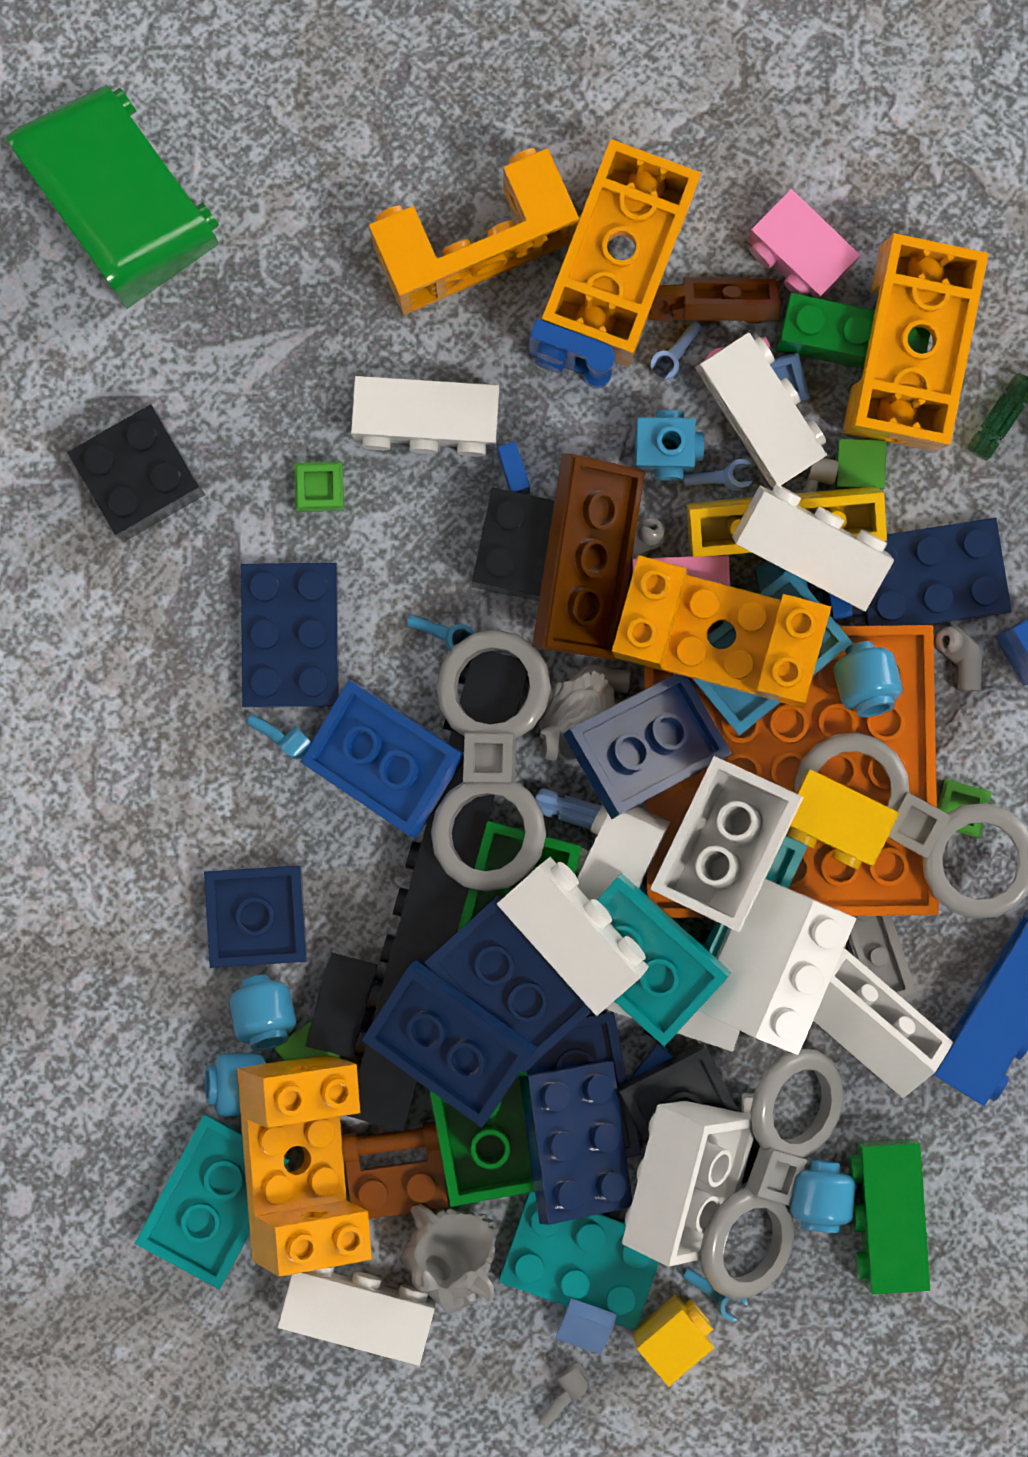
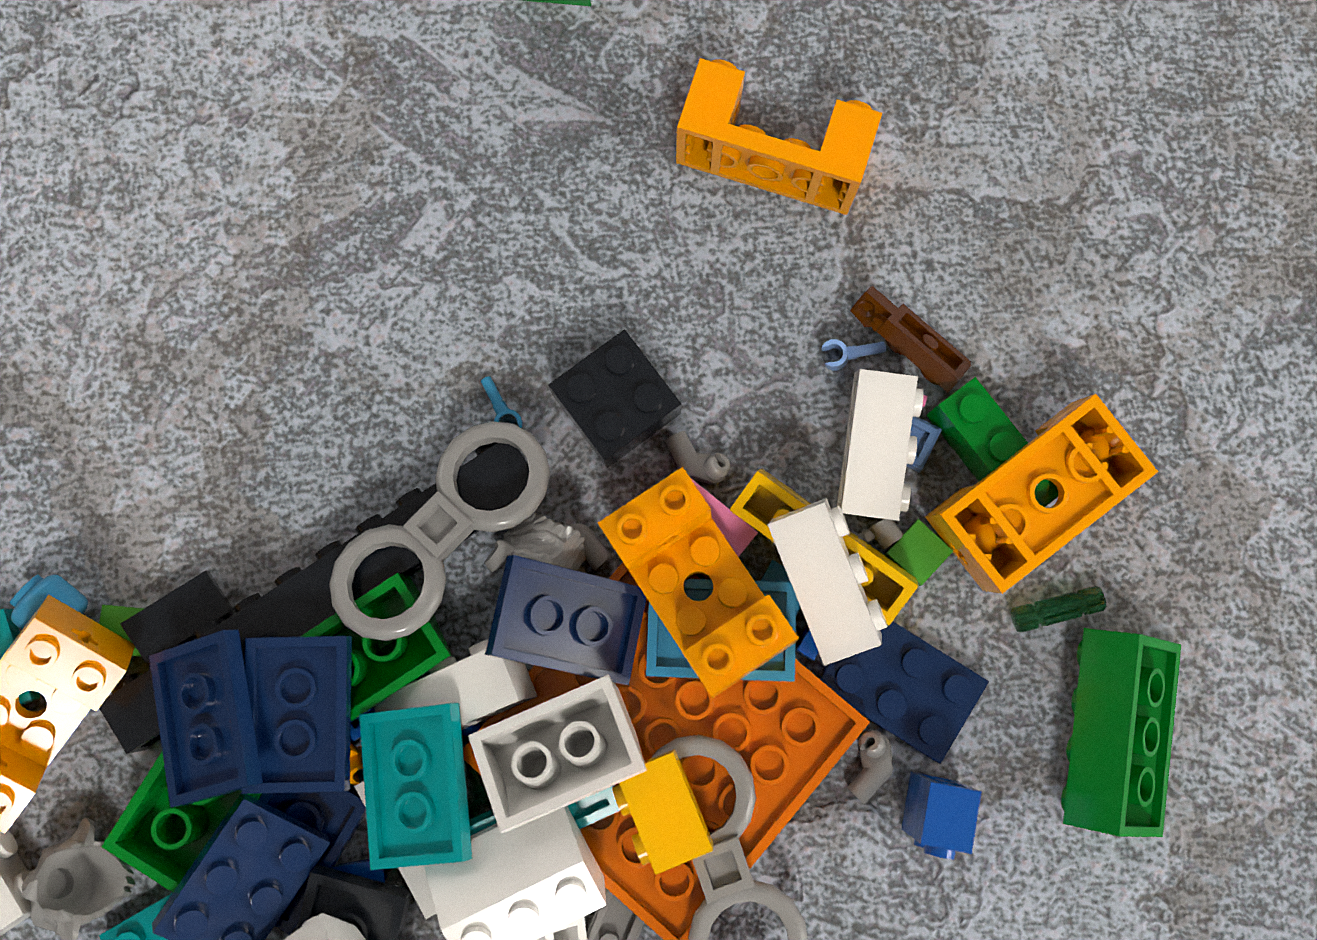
camera: 45 degrees right, 5 degrees down
(136, 473) = (383, 106): black brick -> none
(255, 916) = (177, 496): dark blue plate -> none
(262, 1012) = (115, 570): dark azure head -> none
(289, 635) = (390, 316): dark blue plate -> none
(293, 744) = (321, 396): dark azure hand -> none
(319, 487) = (506, 229): bright green tile -> none
(382, 758) = (368, 460): blue plate -> none
(400, 1186) = (89, 786): dark orange plate -> none
(425, 415) = (626, 240): white brick -> none
(513, 468) = (656, 333): blue tile -> none
(562, 348) = (771, 279): blue plate -> none
(568, 809) = (474, 618): light blue axle -> none
(574, 935) = (373, 720): white brick -> none
(588, 556) = (650, 437): reddish brown tile -> none
(631, 198) = (828, 263): light orange plate -> none
(669, 427) = (783, 395): dark azure brick -> none
(720, 476) = (804, 471): light blue hand -> none
(801, 247) = (1011, 353): bright pink brick -> none
(868, 679) = (782, 720): dark azure head -> none
(954, 795) = (775, 870): bright green tile -> none

